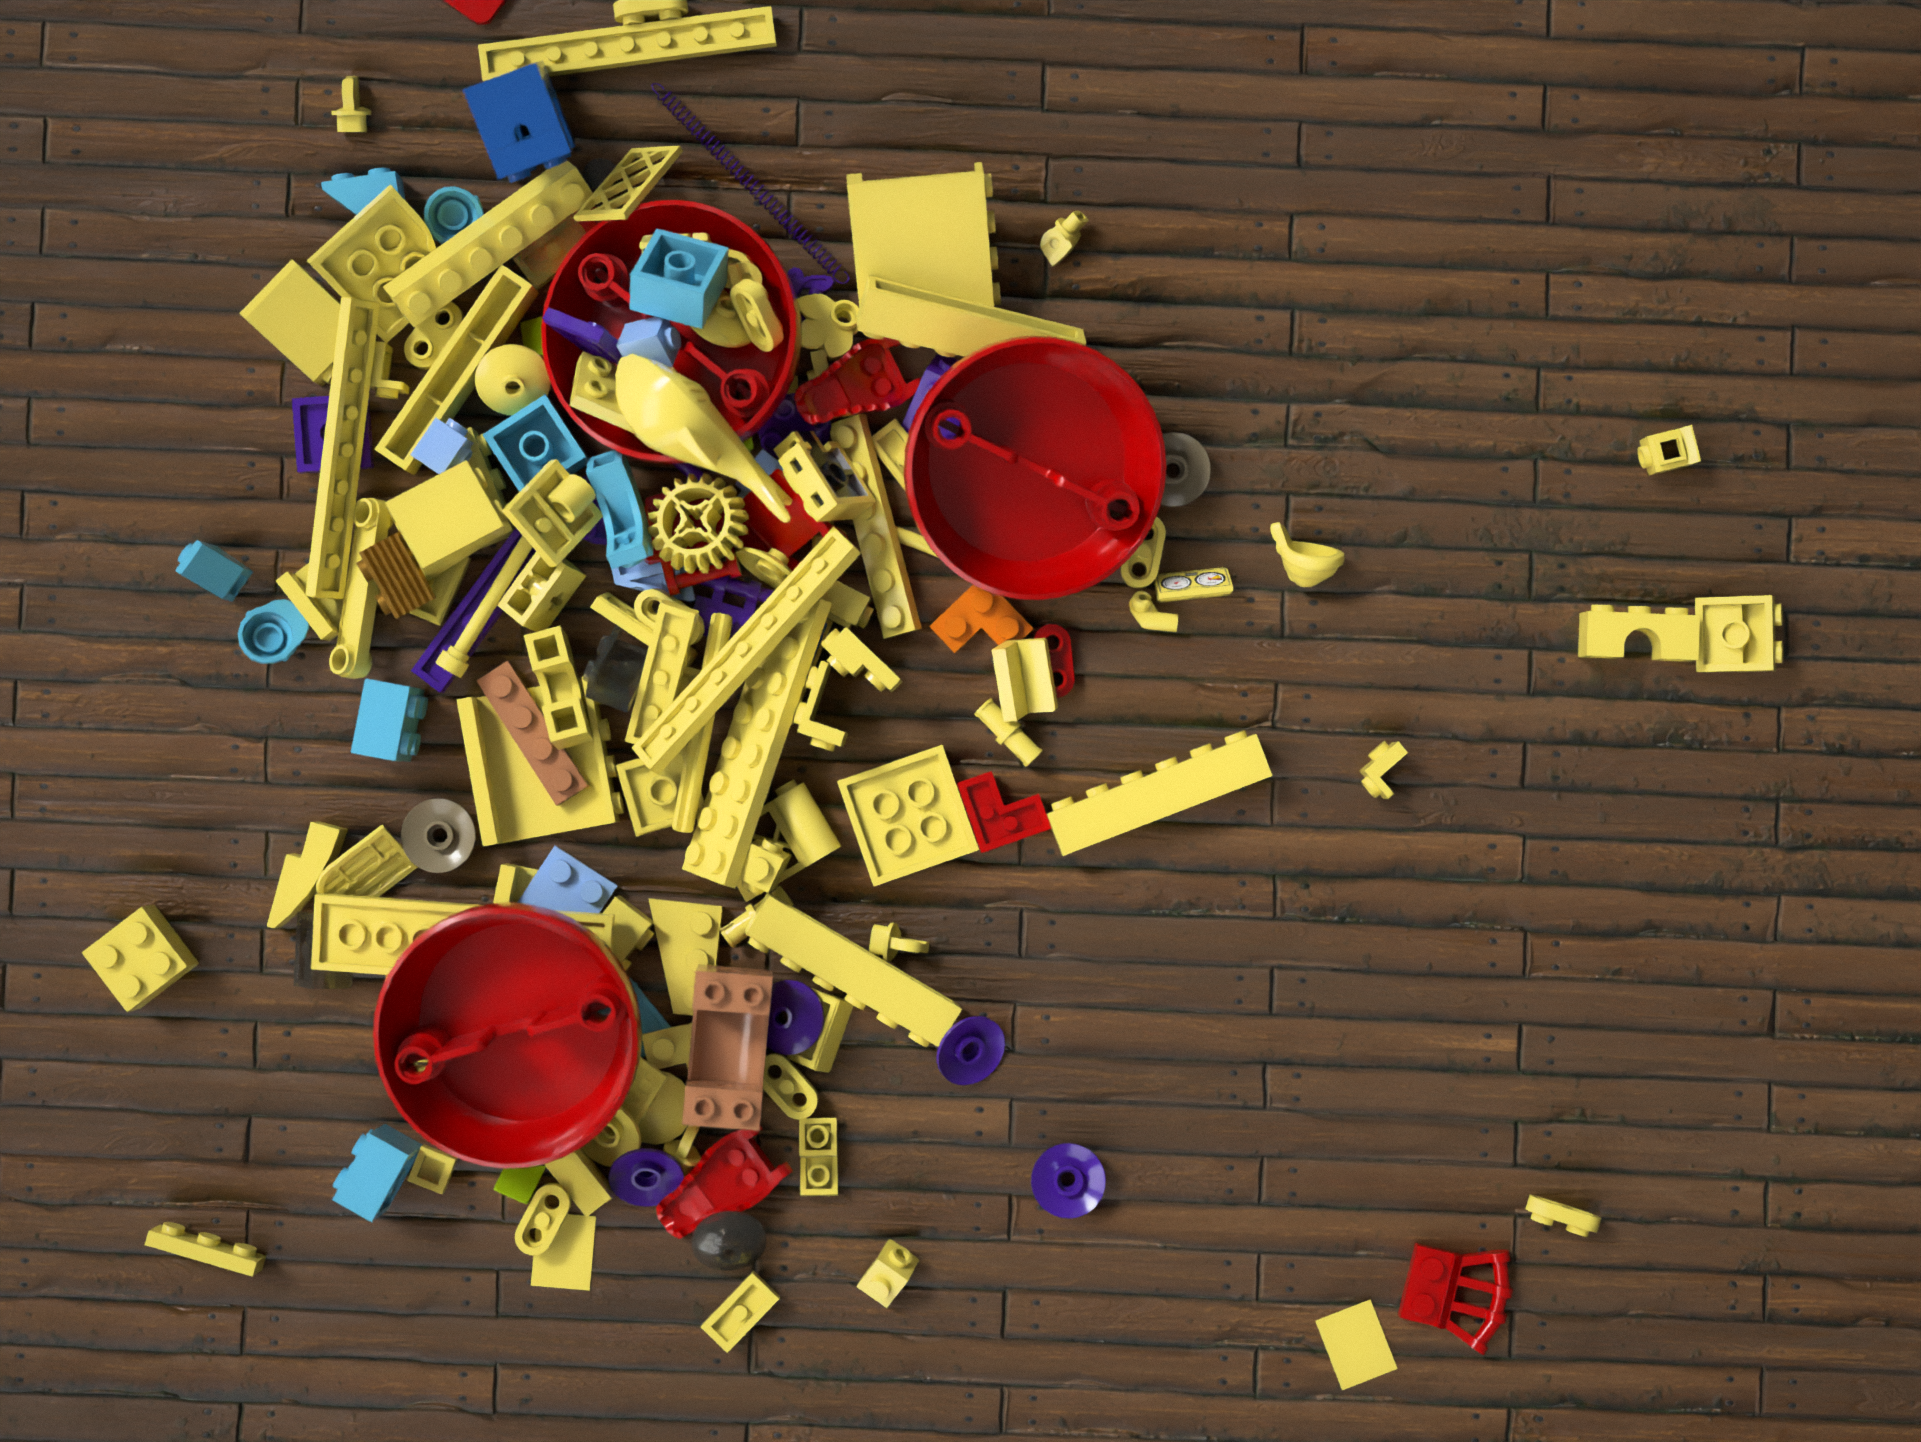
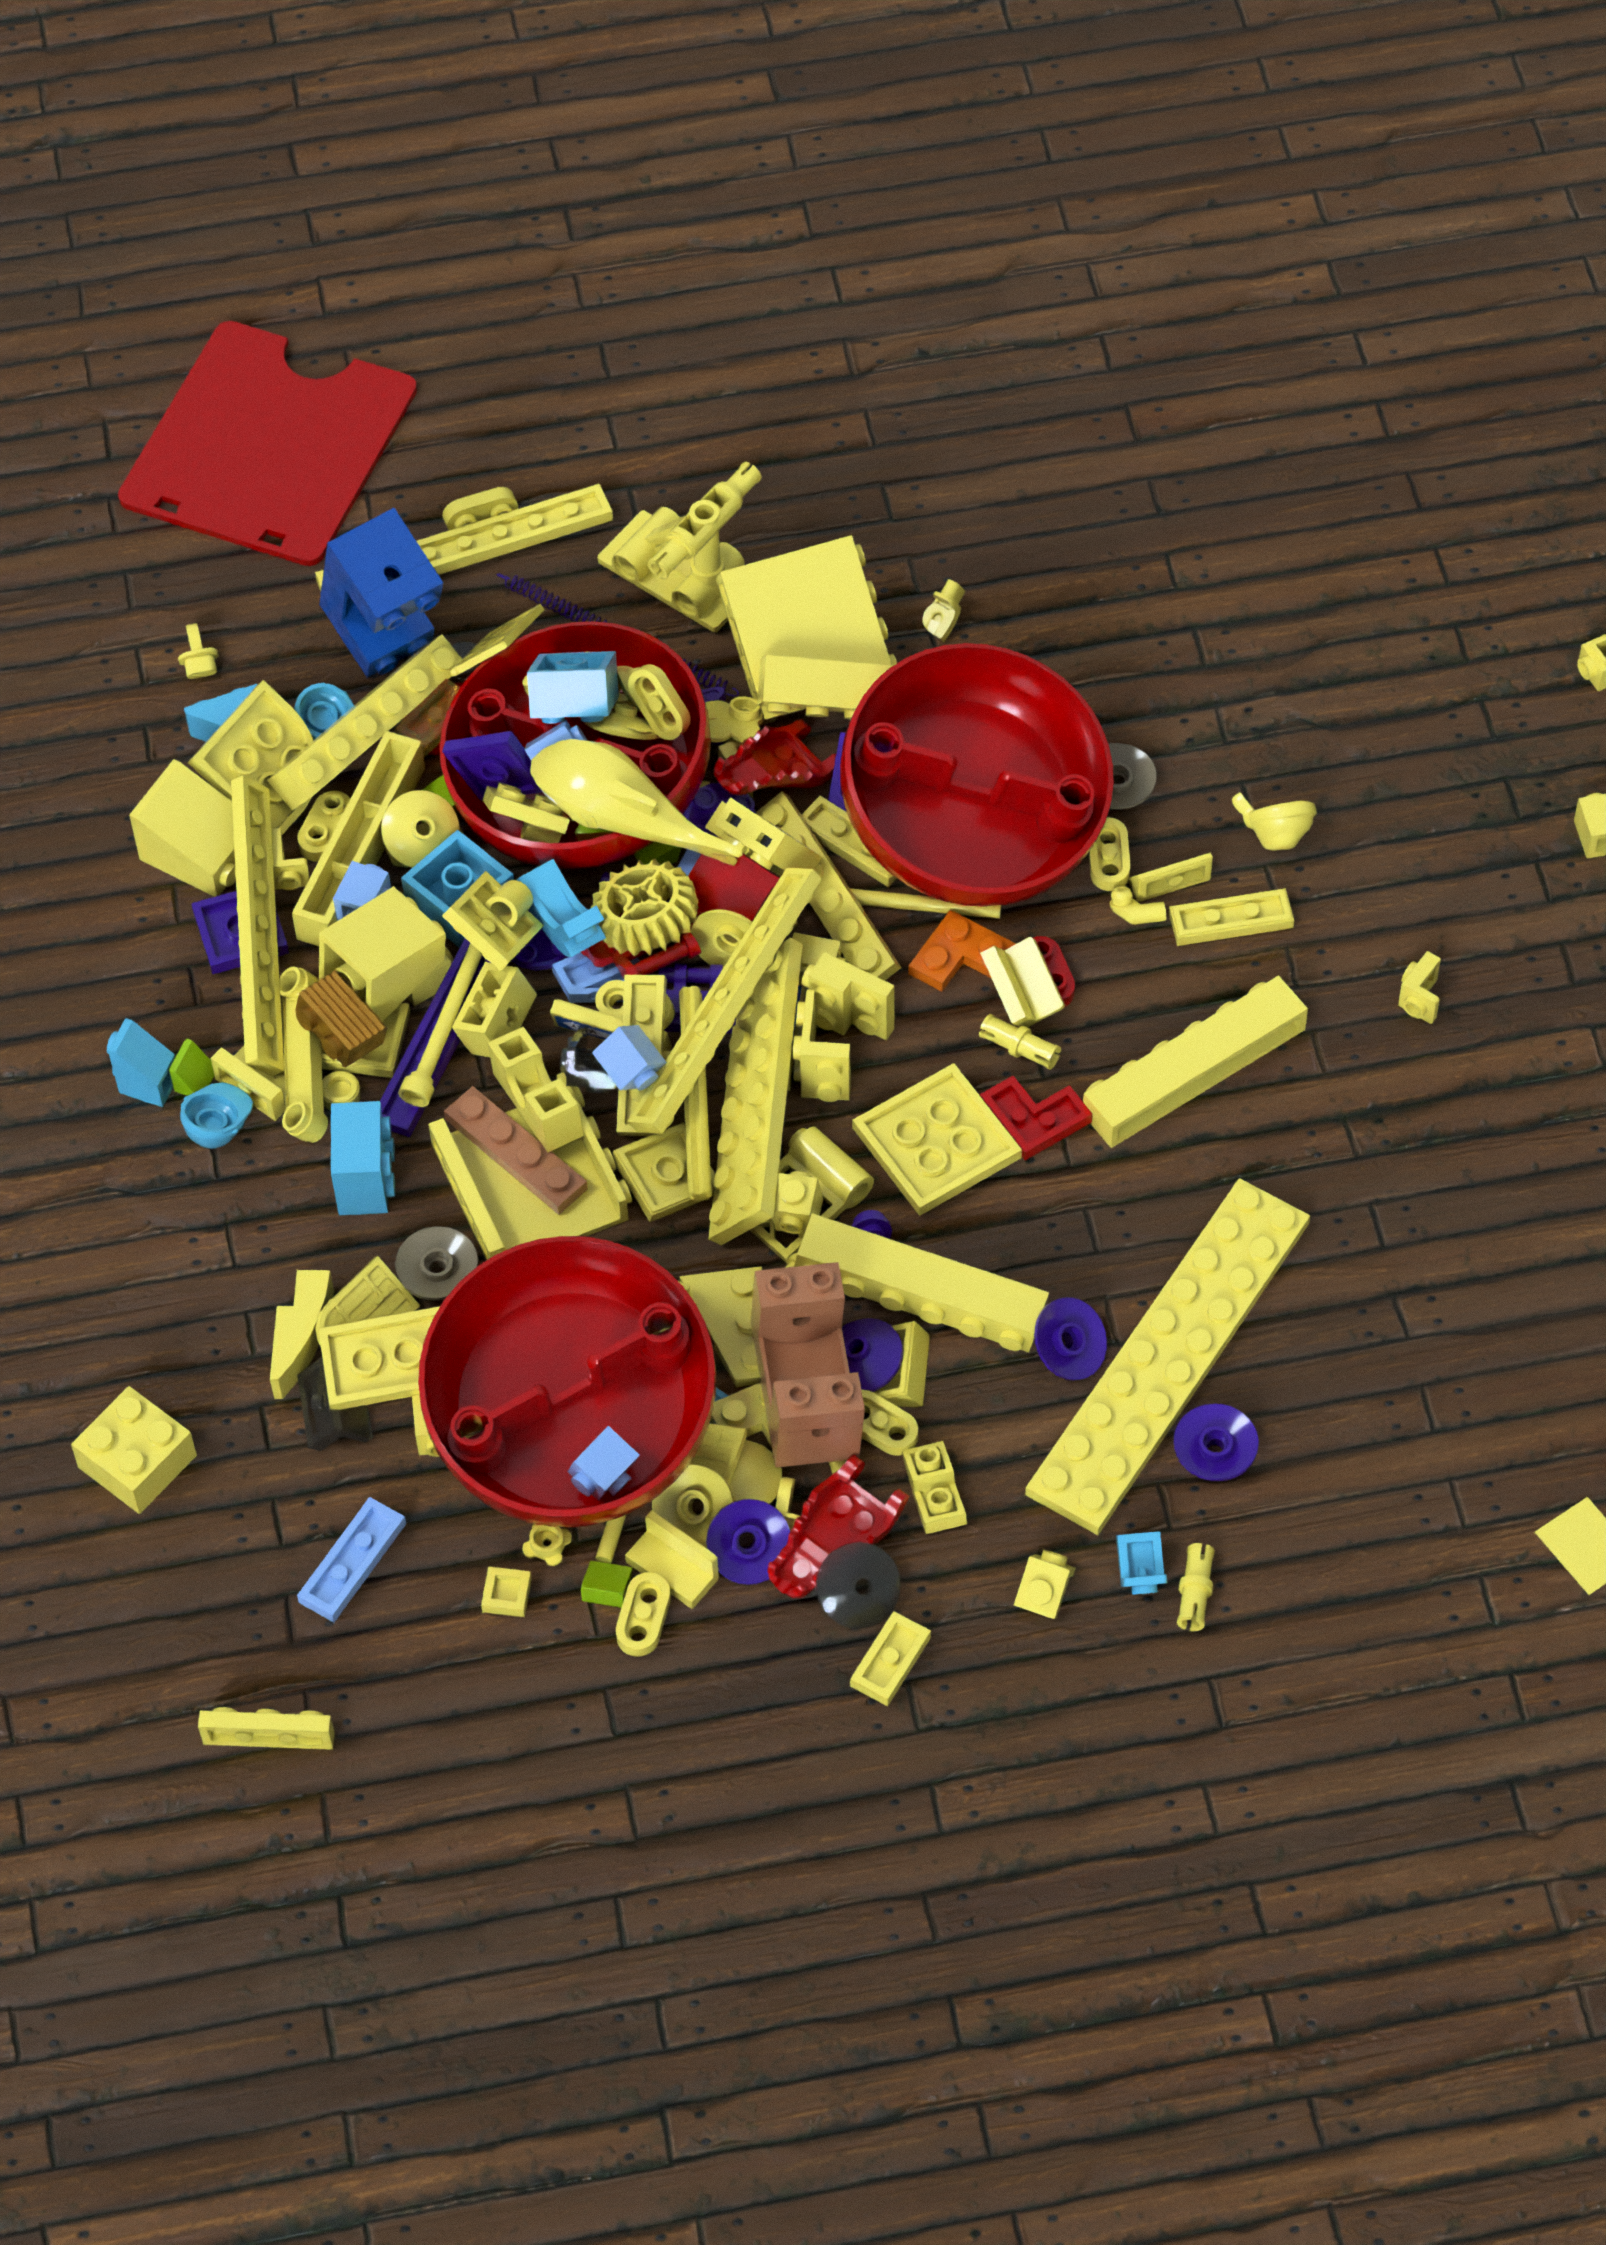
camera: 10 degrees left, 30 degrees down
(261, 577) = (190, 1069): none -> lime slope
(308, 1105) = (351, 1559): none -> light blue plate
(376, 1172) = (446, 1592): medium azure brick -> none
(391, 631) = (340, 1088): none -> light yellow tile
(527, 1107) = (603, 1465): none -> light blue brick
(569, 1257) = (680, 1657): light yellow sticker -> none
(644, 695) = (629, 1058): none -> light blue brick
(826, 894) = (873, 1222): none -> dark purple plate
(827, 125) = (683, 555): none -> light yellow plate
(888, 941) = (972, 1254): light yellow piece -> none
(973, 1279) = (1141, 1561): none -> medium azure bracket
(1013, 1309) = (1195, 1587): none -> light yellow pin
(1054, 1077) = (1167, 1356): none -> light yellow plate
(1236, 643) = (1231, 917): none -> light yellow tile

